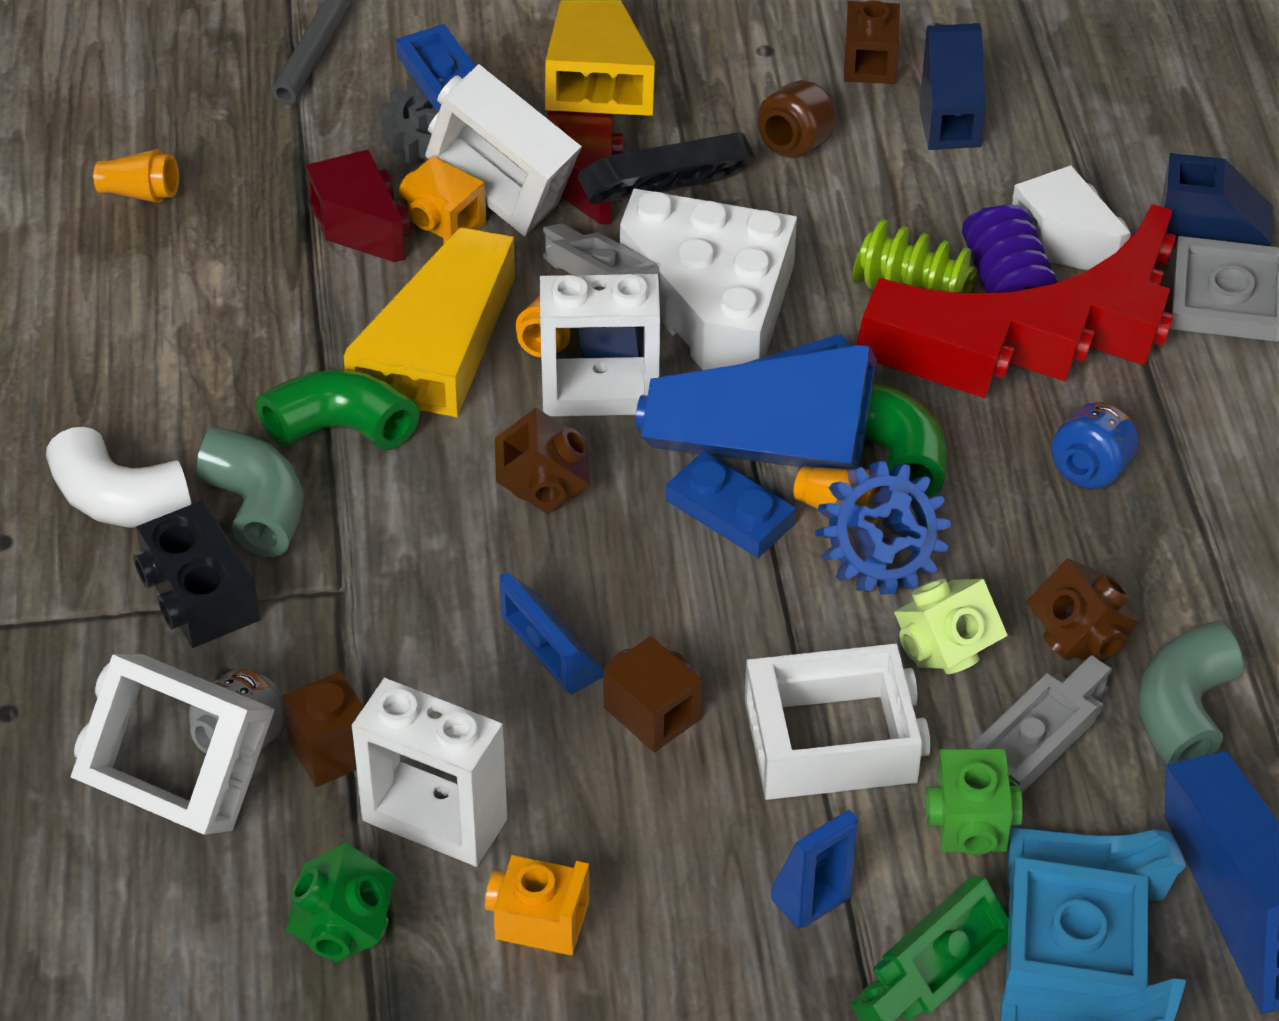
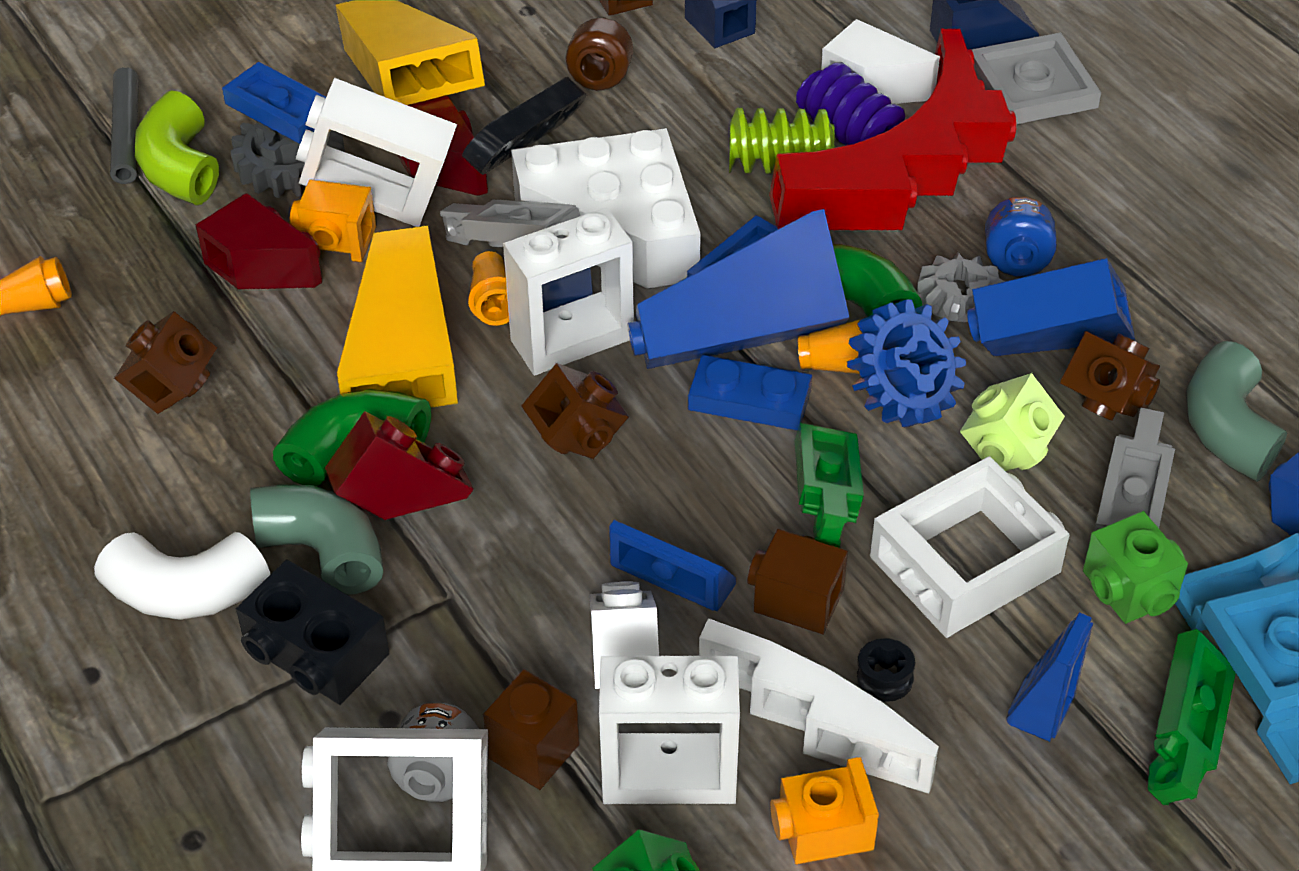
camera: 25 degrees left, 0 degrees up
(211, 285) = (165, 362): none -> reddish brown brick
(328, 81) = (164, 152): none -> lime cylinder
(350, 458) = (393, 472): none -> dark red slope
(465, 669) = (622, 623): none -> white slope
(596, 814) = (833, 712): none -> white slope
(671, 813) = (884, 684): none -> black bush
(738, 610) = (828, 479): none -> green hinge
(1018, 492) = (940, 291): none -> light grey gear
(1062, 522) = (1051, 310): none -> blue slope

